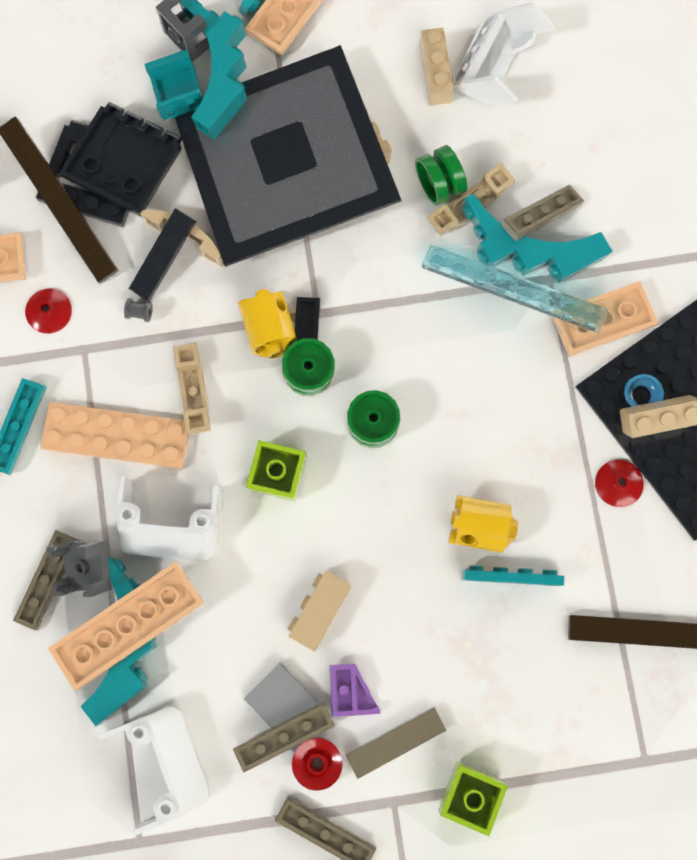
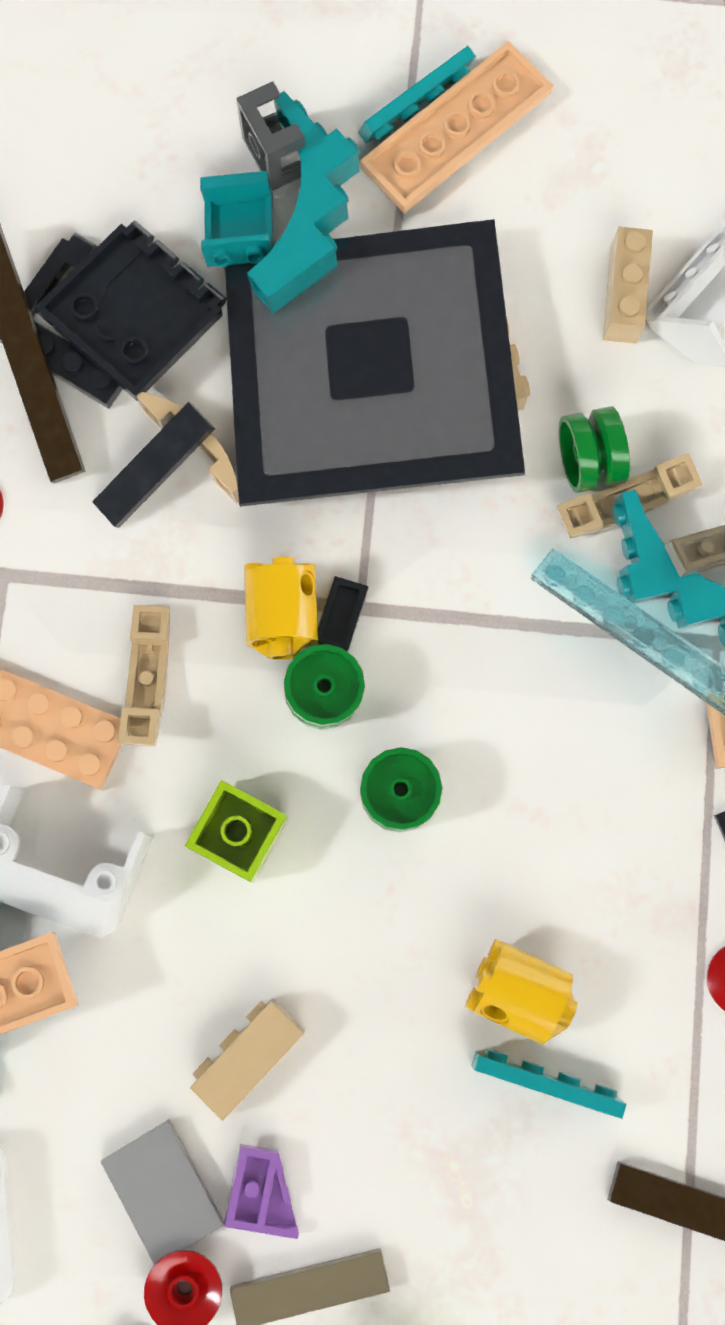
camera: 10 degrees right, 0 degrees up
(138, 310) = (97, 537): dark grey bush -> none
(283, 737) = (144, 1237): dark tan tile -> none

